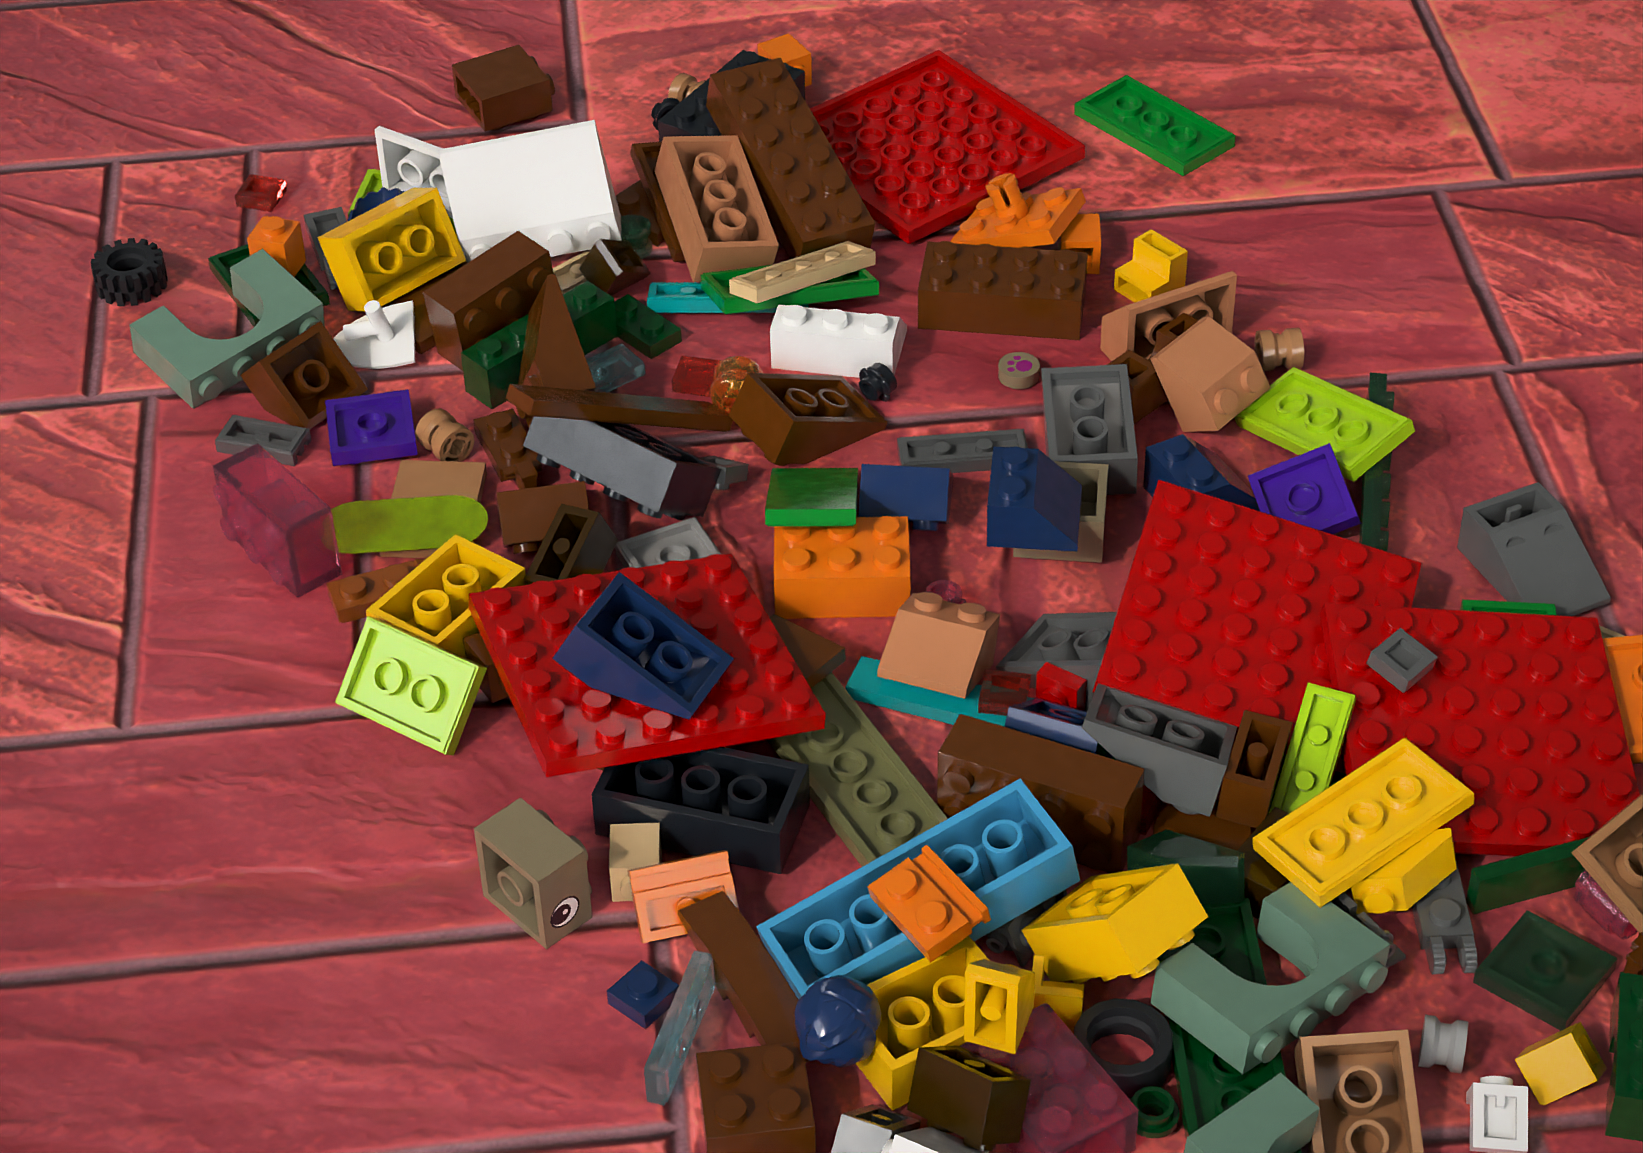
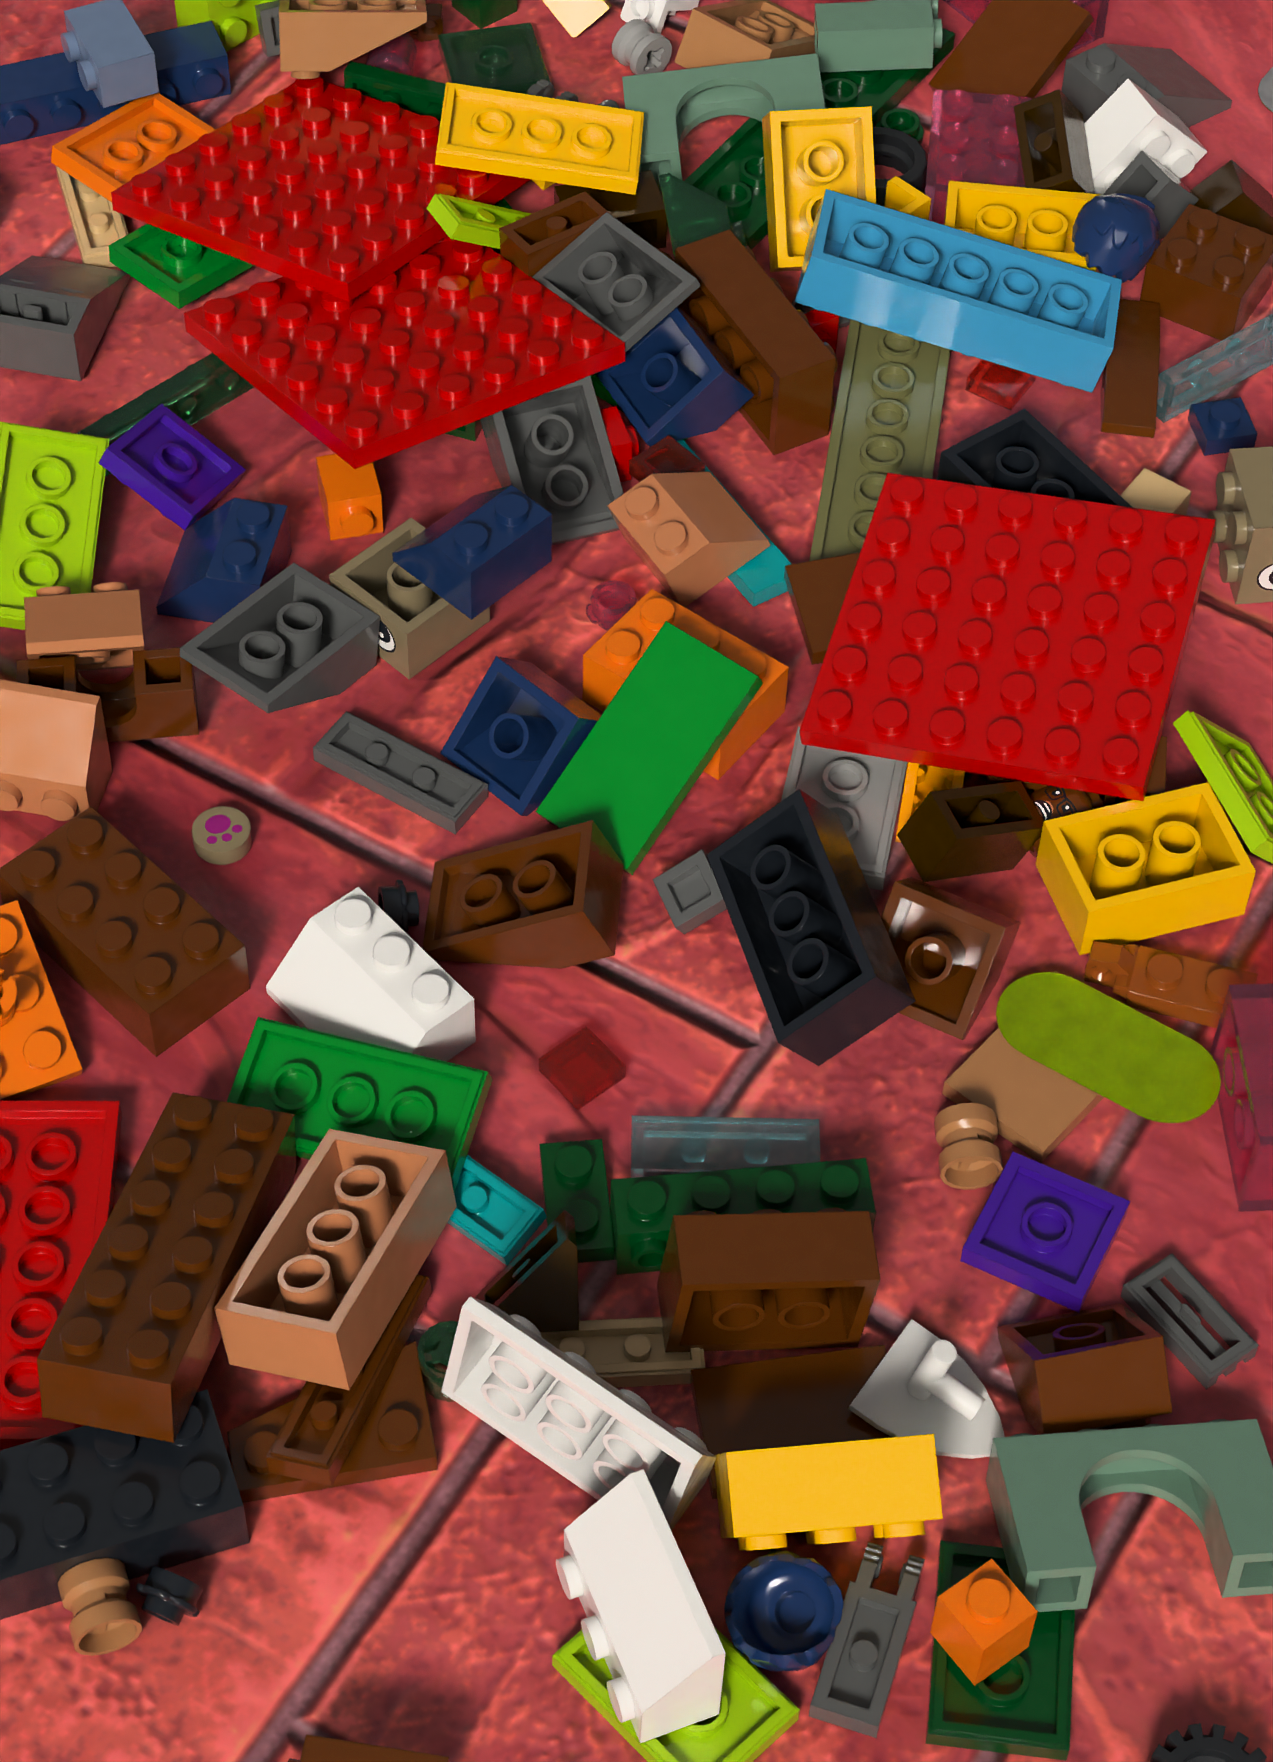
camera: 145 degrees left, 10 degrees up
(503, 441) = (894, 1097): reddish brown hinge -> none
(552, 347) = (801, 1079): reddish brown slope -> none
(618, 408) = (778, 942): reddish brown tile -> none
(642, 652) = (1046, 563): dark blue slope -> none
(675, 884) = (1111, 450): orange plate -> none
(728, 380) = (564, 993): clear orange piece -> none
(802, 272) = (347, 1070): tan tile -> none
(928, 903) = (976, 238): orange plate -> none
(997, 1004) = (992, 142): yellow slope -> none
(1401, 660) = (359, 195): dark grey plate -> none

